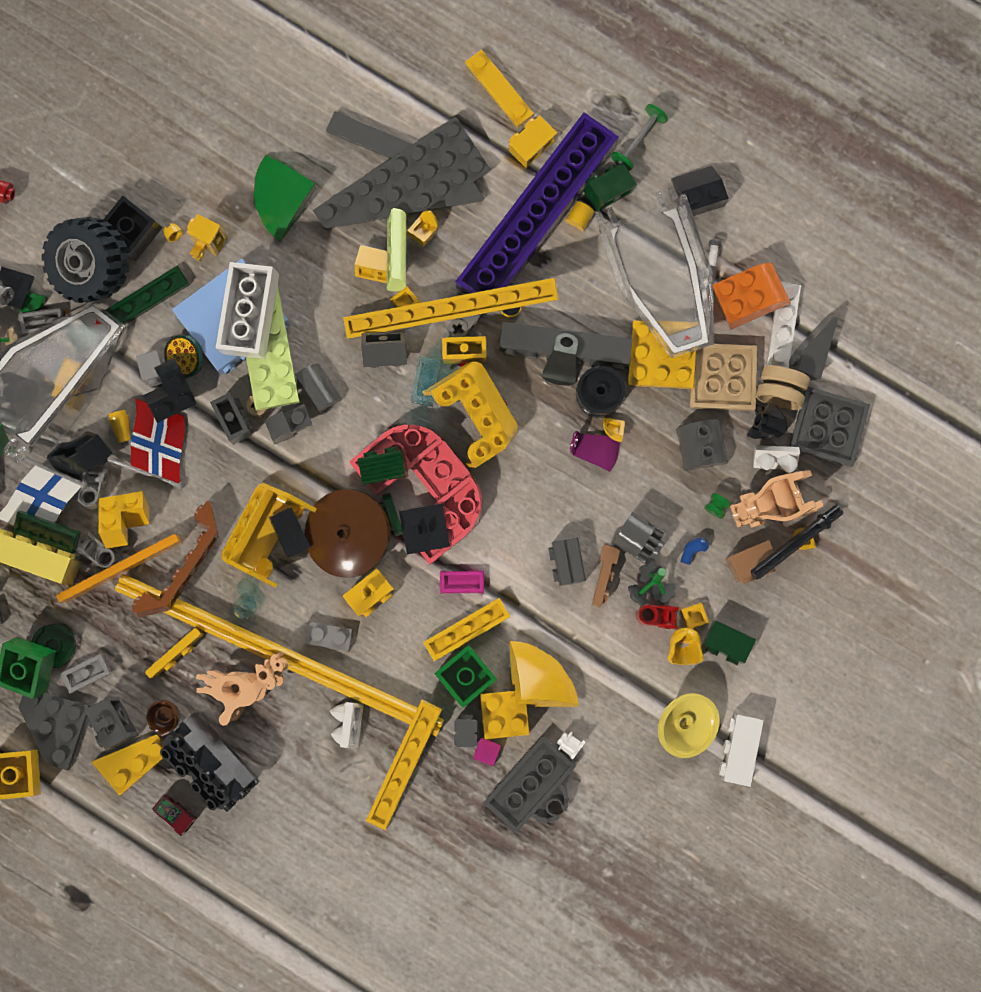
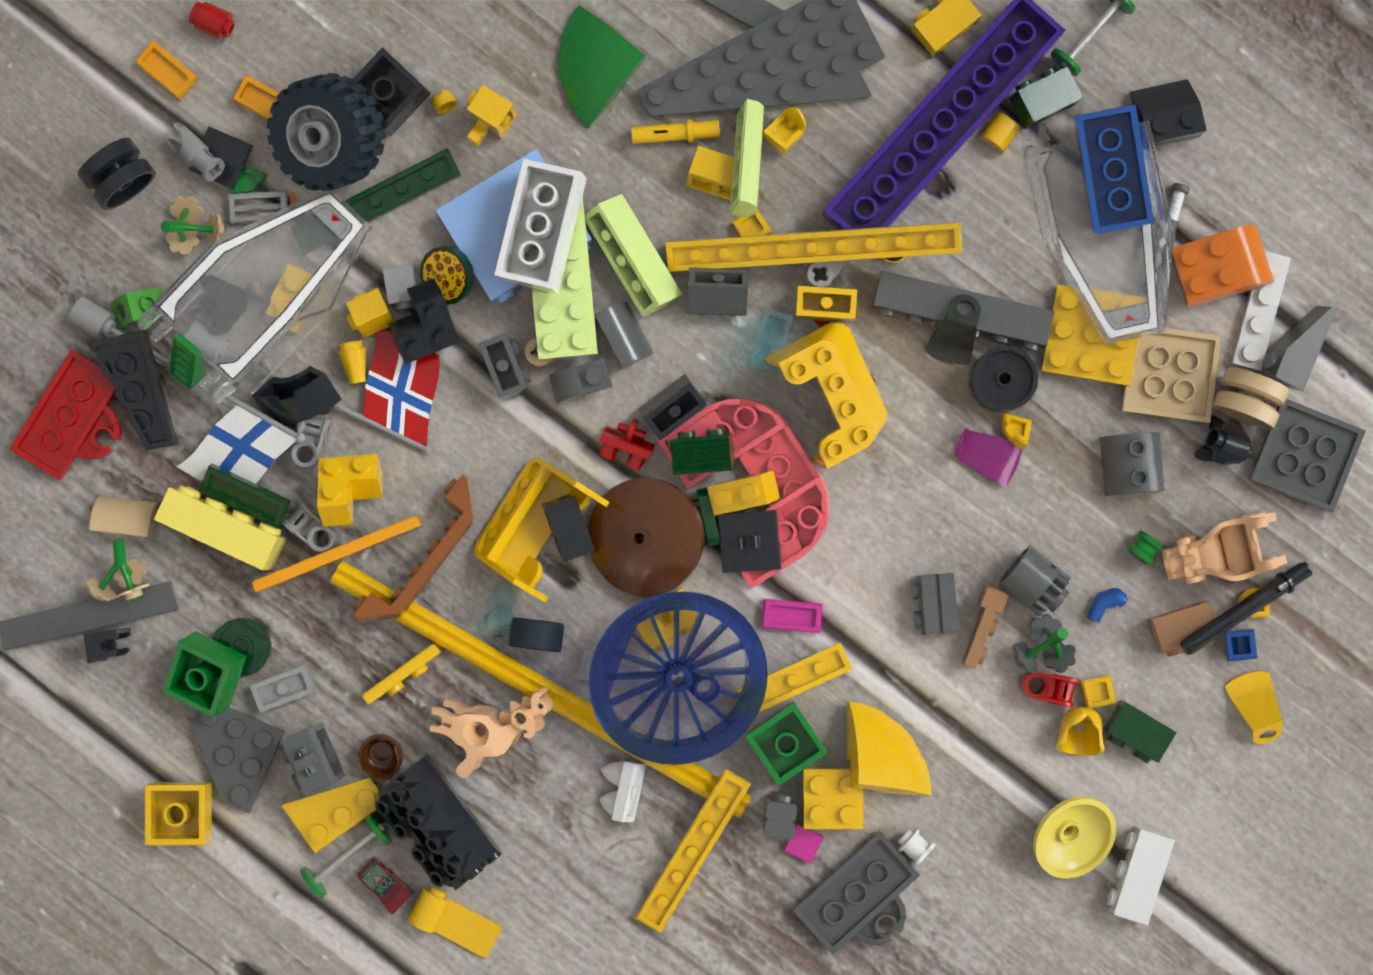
camera: 15 degrees right, 5 degrees up
(32, 241) = (255, 96): none -> light orange tile
(120, 816) = (314, 881): none -> axle
(129, 389) = (369, 313): none -> yellow brick
(228, 837) = (453, 921): none -> yellow door
(272, 613) = (536, 634): none -> black wheel
(318, 465) = (628, 439): none -> red hips
(319, 328) = (632, 255): none -> yellowish green brick
(327, 616) = (705, 744): none -> clear blue piece
(342, 238) = (676, 132): none -> yellow pin
(358, 436) = (672, 407): none -> black brick
(416, 493) = (743, 492): none -> yellow brick
(664, 231) = (1114, 169): none -> blue brick
(776, 457) = (1231, 491): white tile -> none
(796, 570) = (1240, 644): none -> blue brick
(813, 612) = (1257, 704): none -> yellow piece

